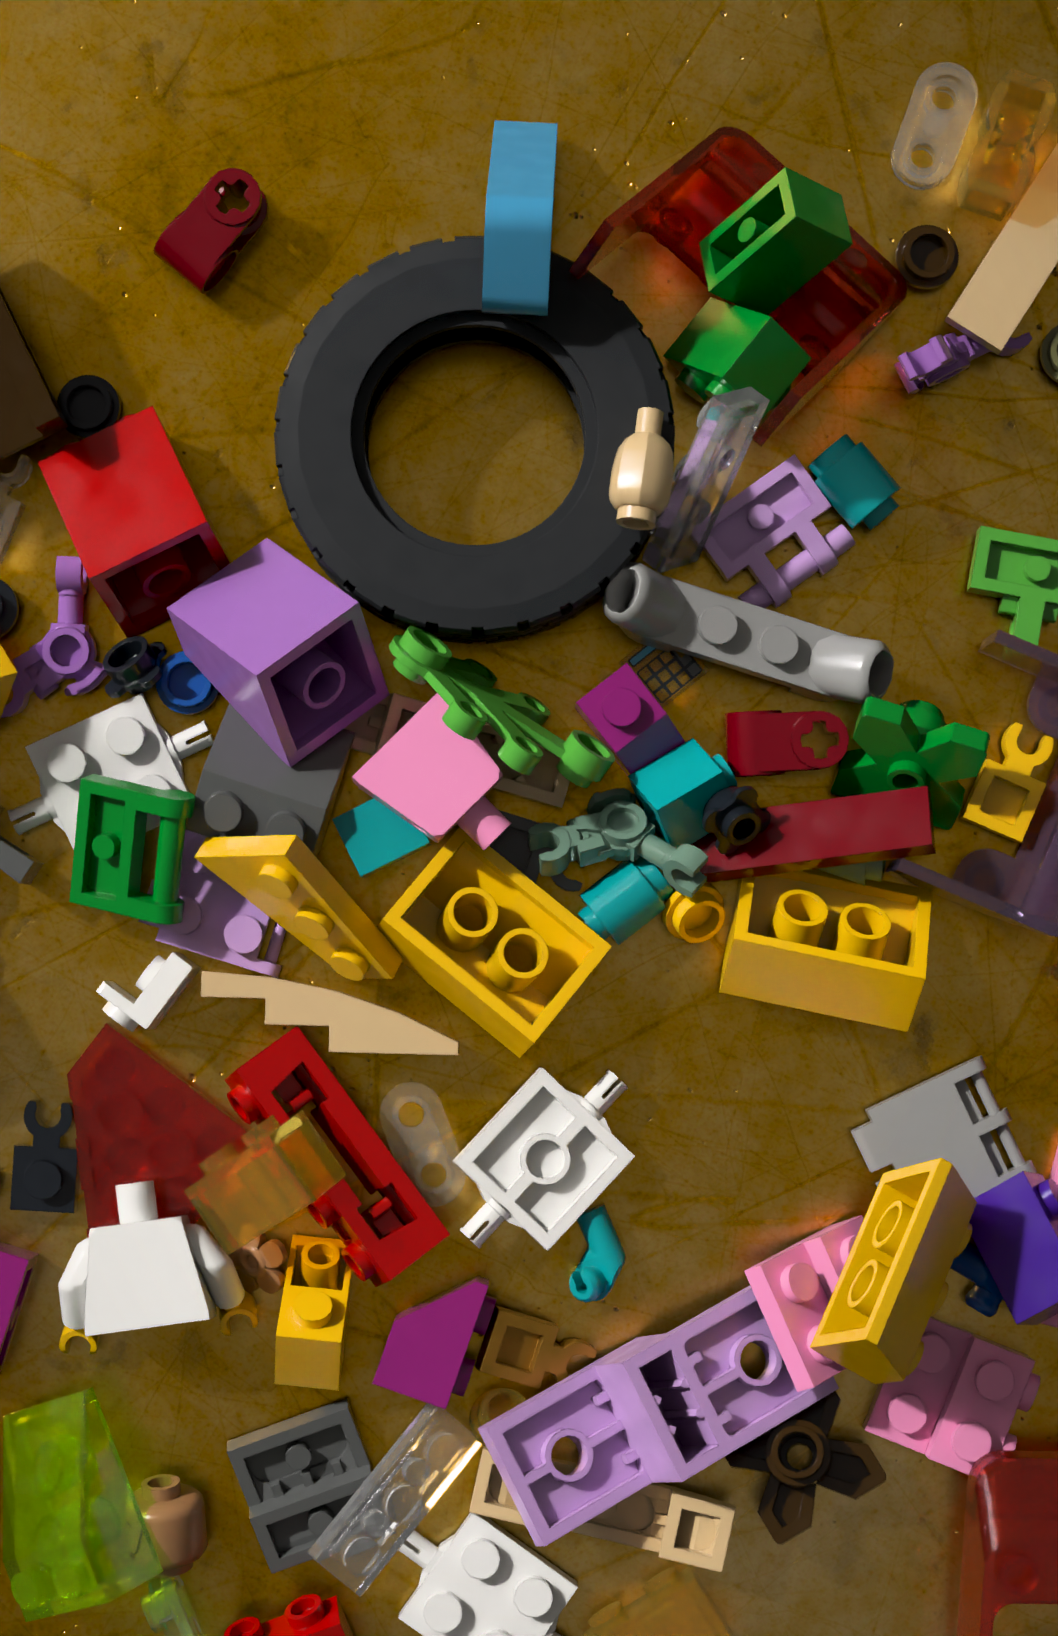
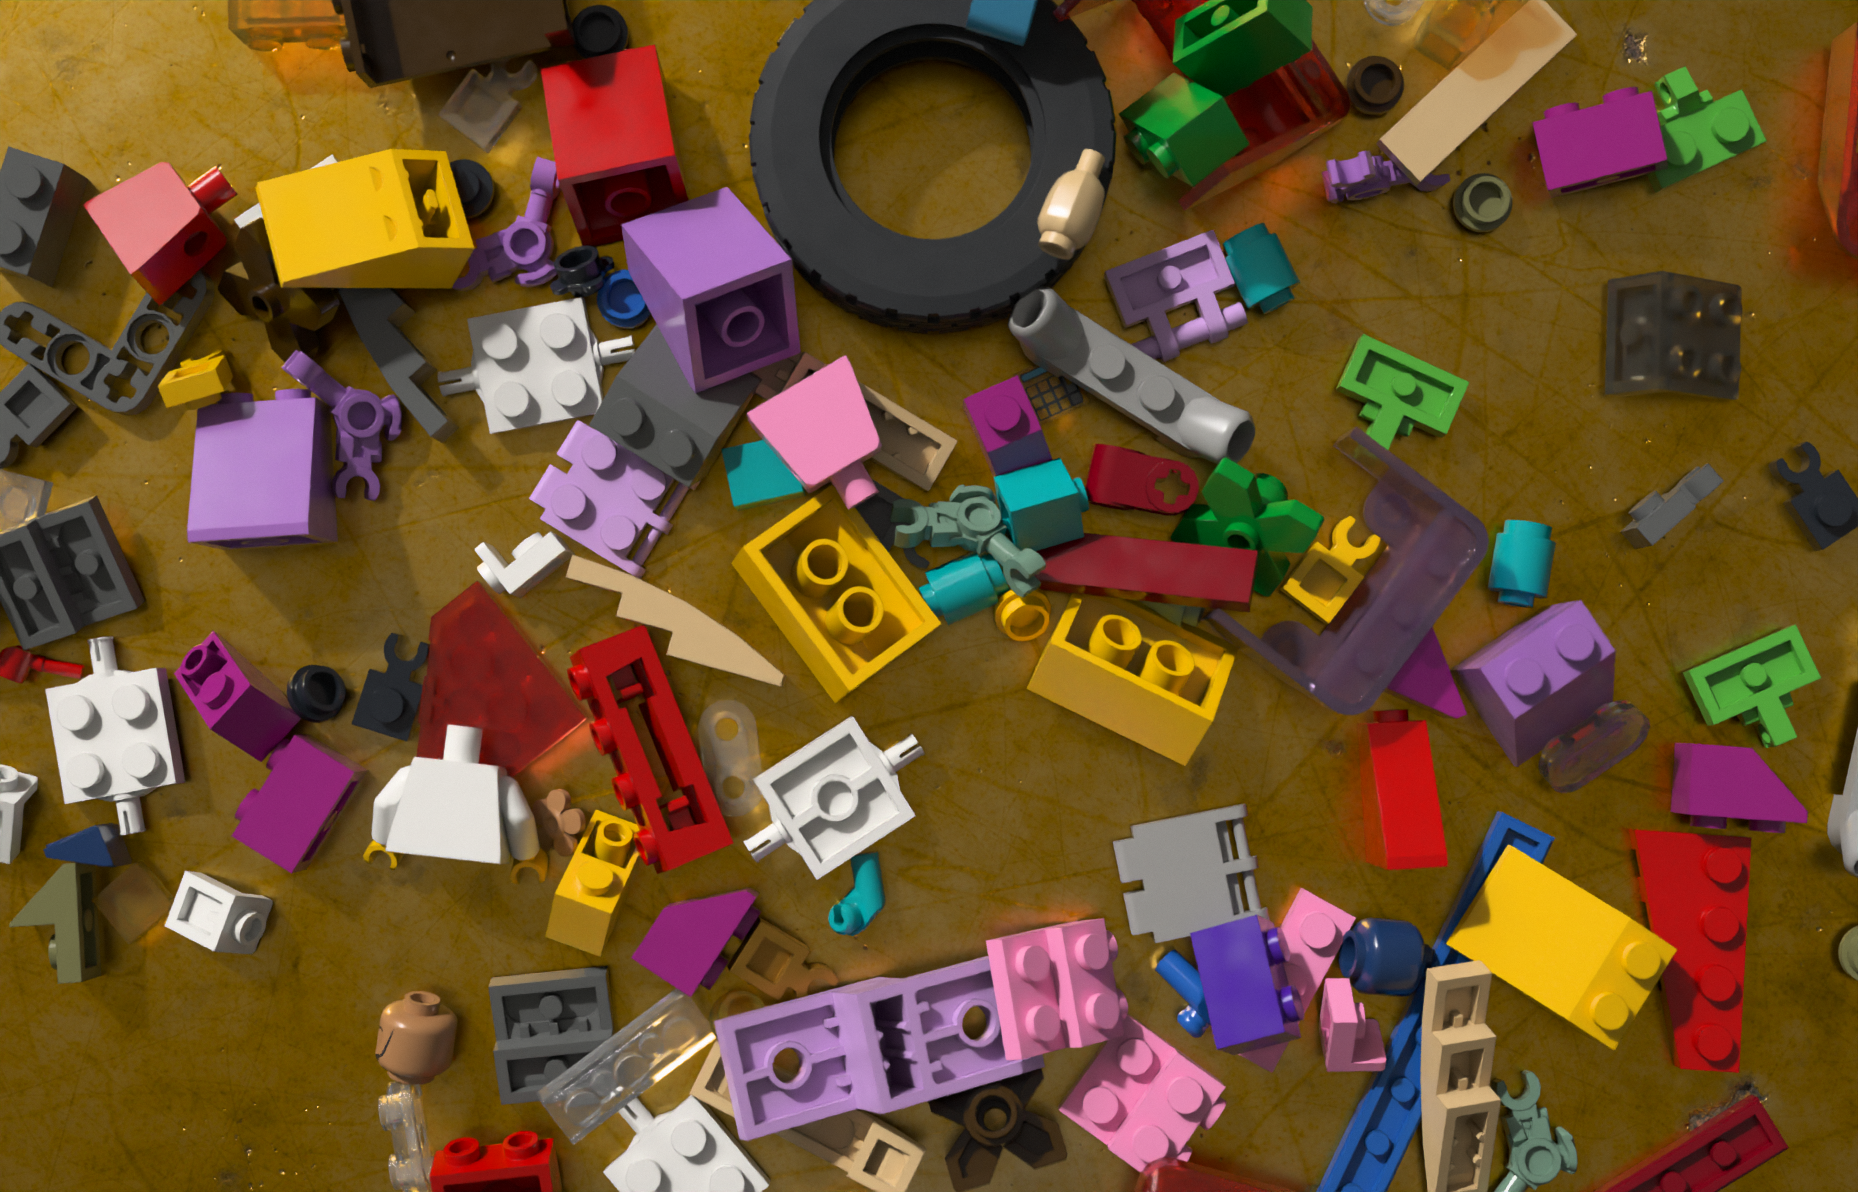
camera: 15 degrees right, 0 degrees up
(69, 1510) = (334, 1003): clear neon green slope -> none
(112, 848) = (520, 426): green plate -> none
(263, 1182) = (578, 754): clear yellow brick -> none
(304, 899) = (678, 513): yellow wing -> none
(473, 702) = (873, 371): bright green plant -> none
(705, 478) = (1127, 227): clear plate -> none
(734, 817) = (1078, 536): black plate -> none
(897, 1272) = (1122, 975): yellow slope -> none

